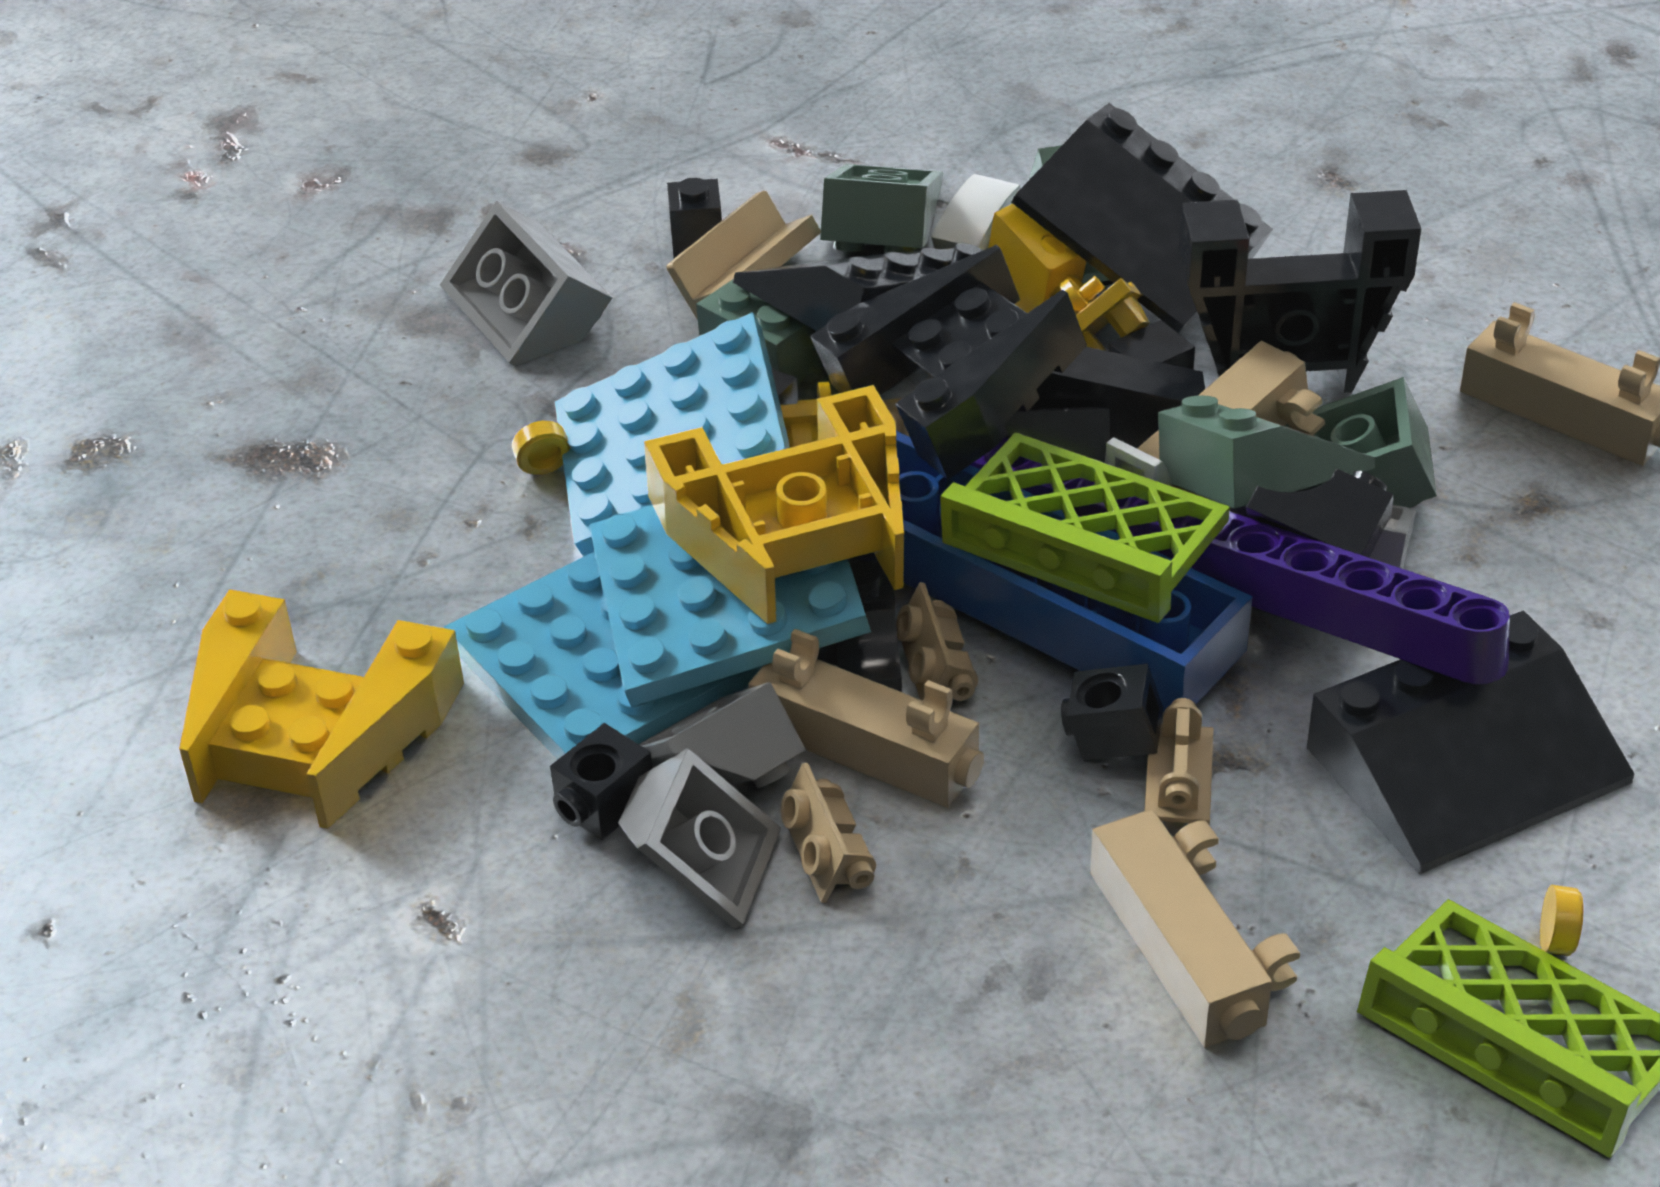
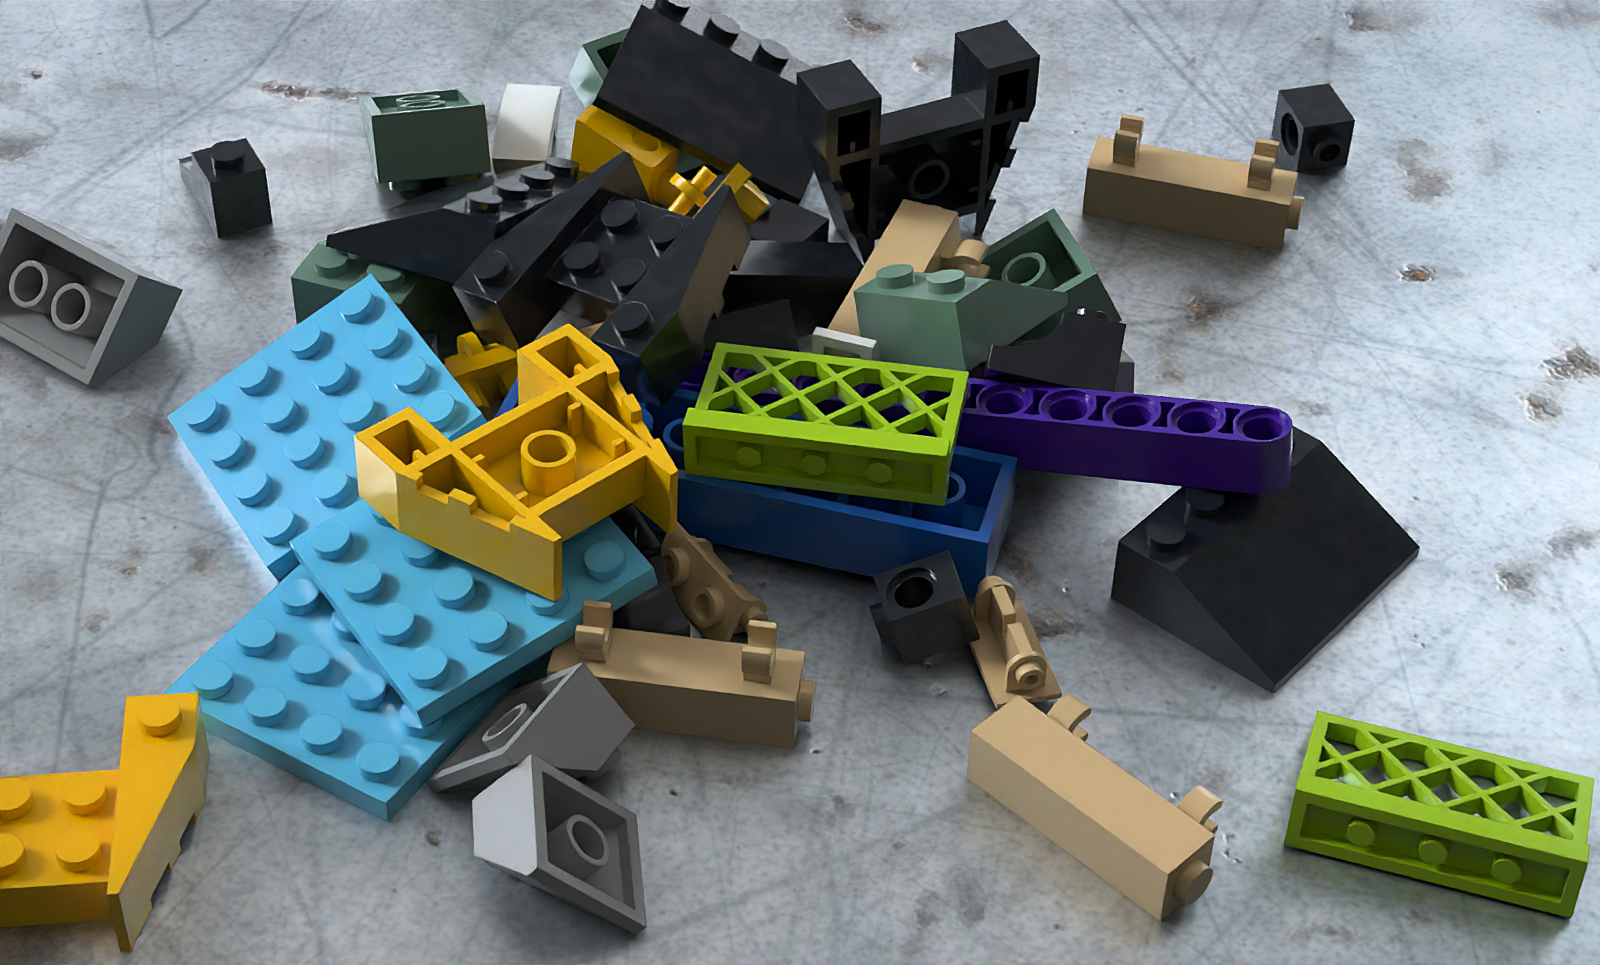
camera: 25 degrees left, 0 degrees up
(540, 447) = (178, 470): yellow tile -> none
(598, 779) = (428, 815): black brick -> none
(743, 241) = (298, 212): tan panel -> none
(825, 835) = (686, 811): tan hinge -> none
(1561, 920) = (1430, 703): yellow tile -> none

